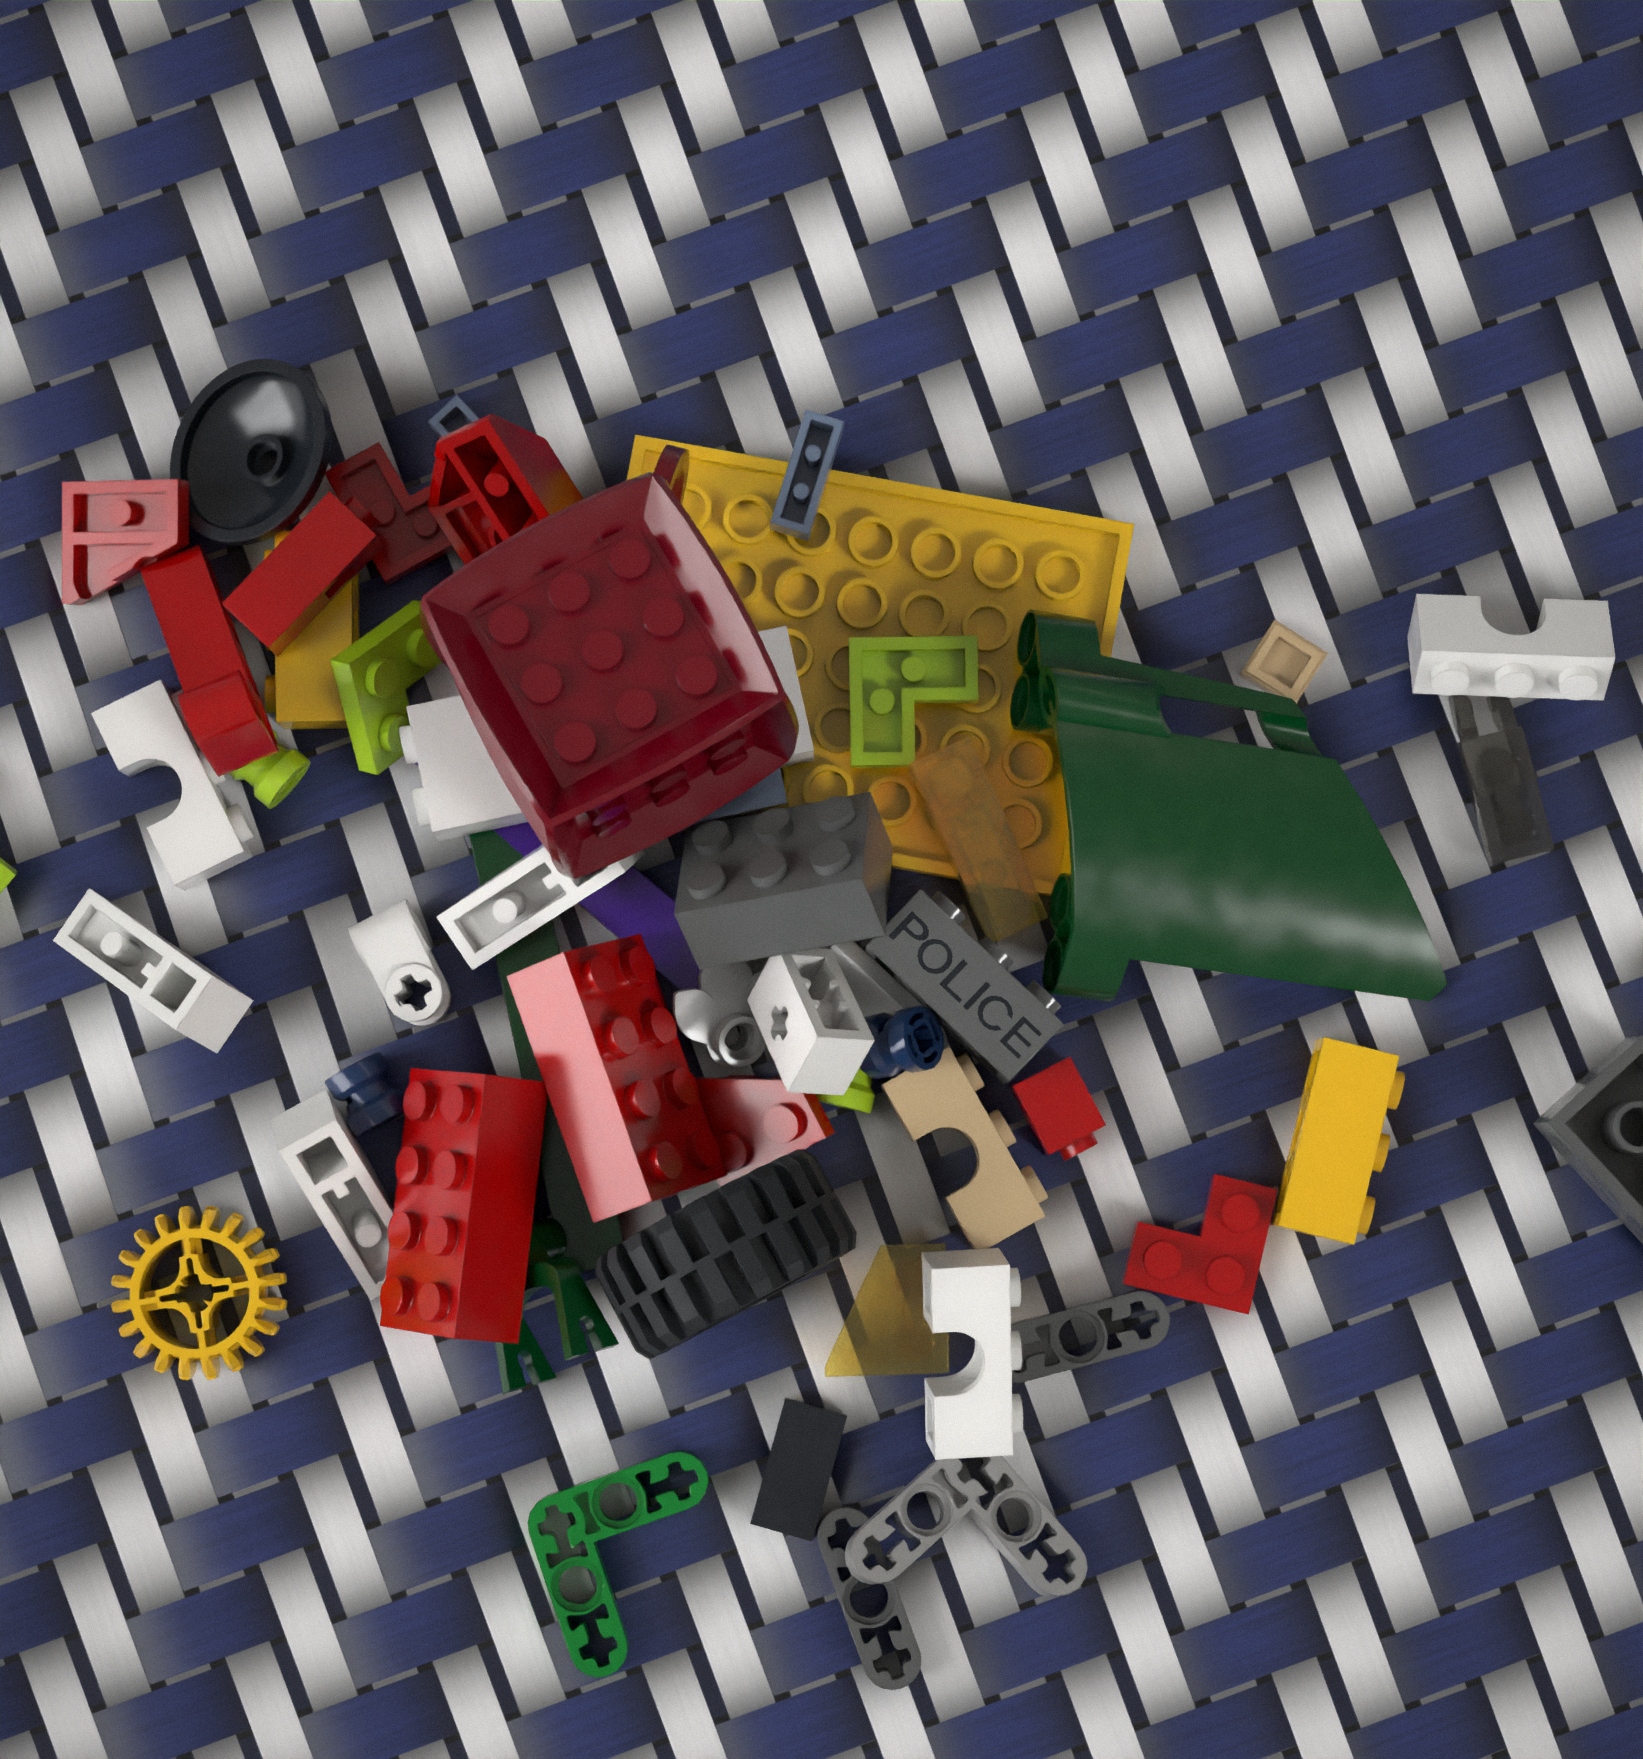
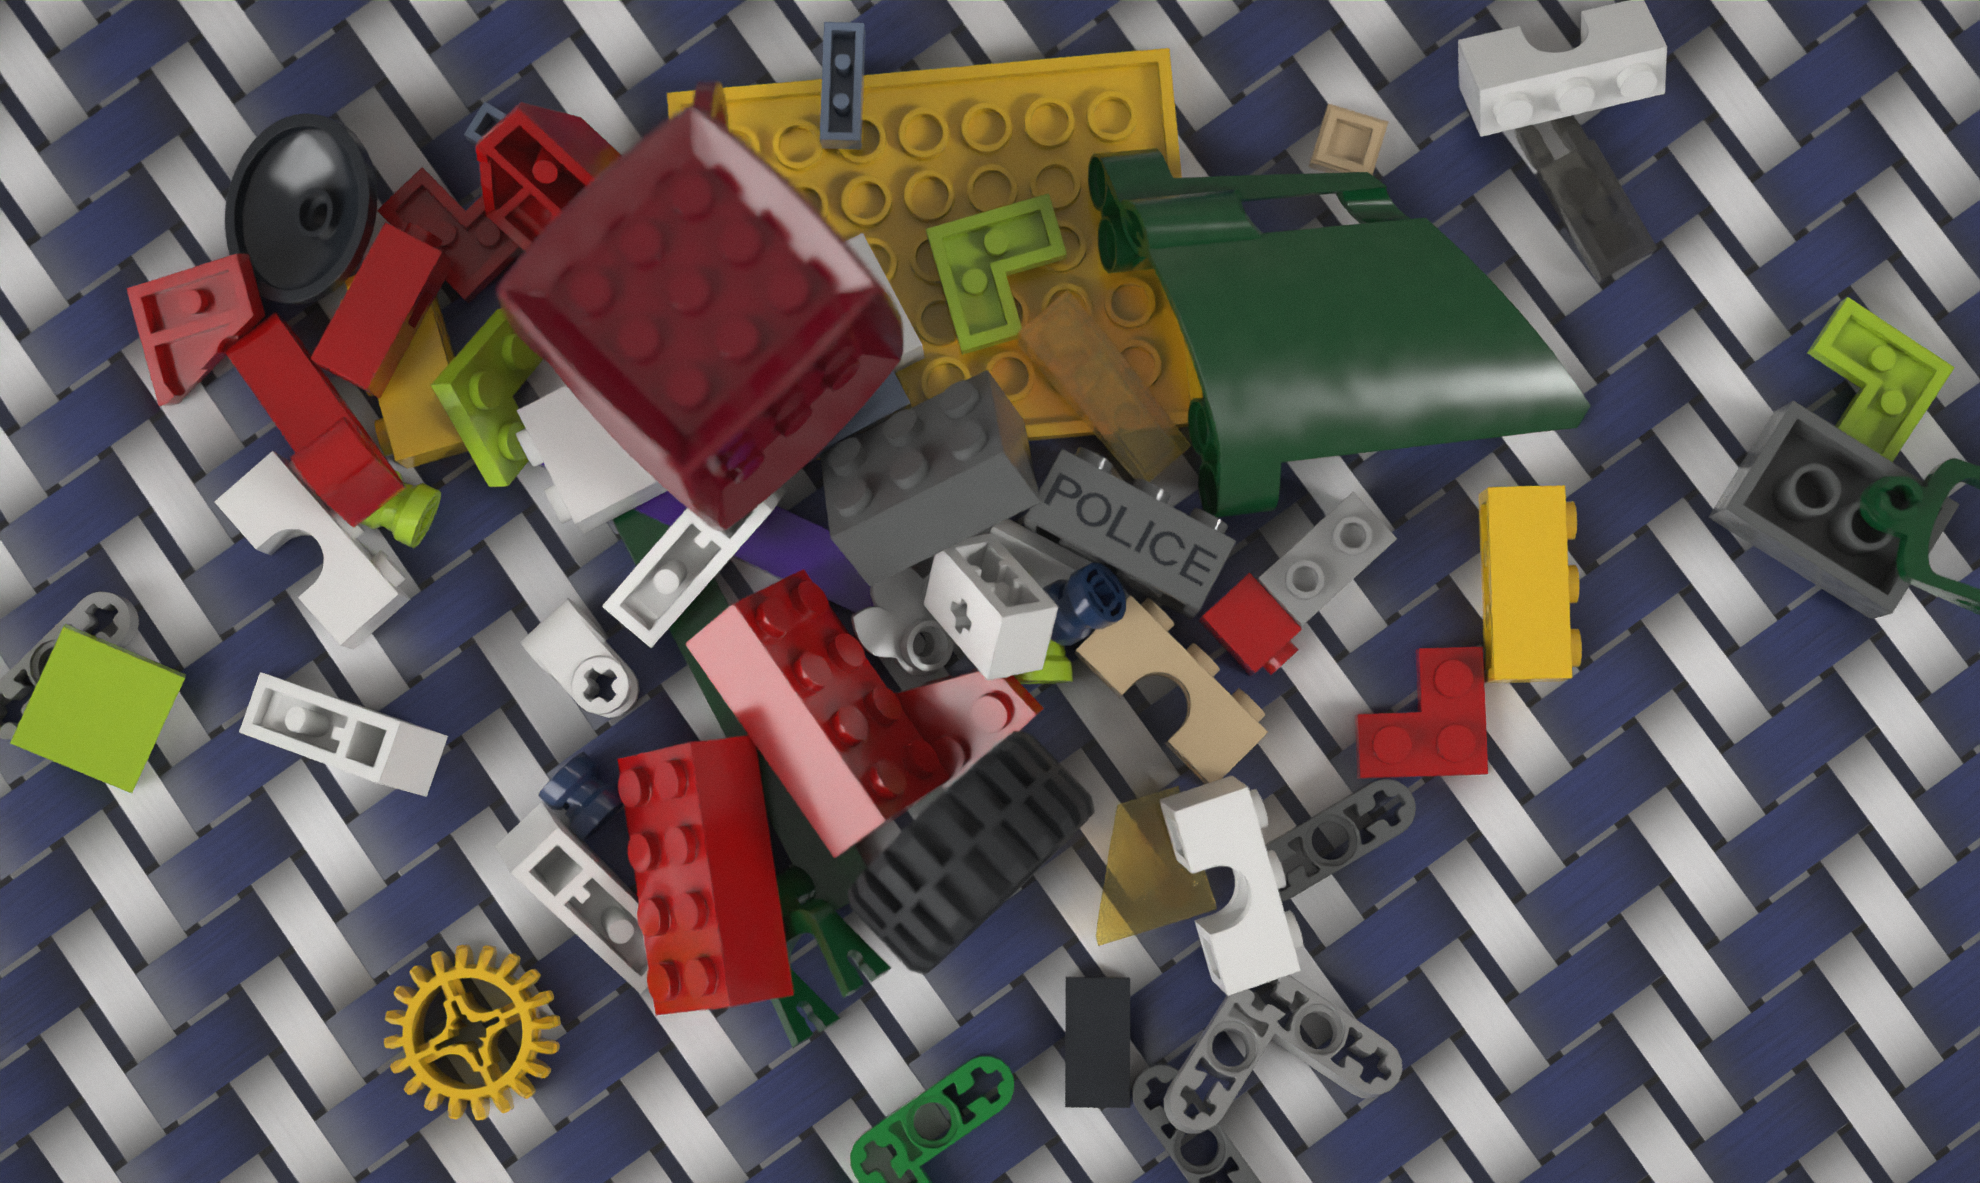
camera: 10 degrees left, 0 degrees up
(1148, 1064) = (1326, 559): none -> light grey brick

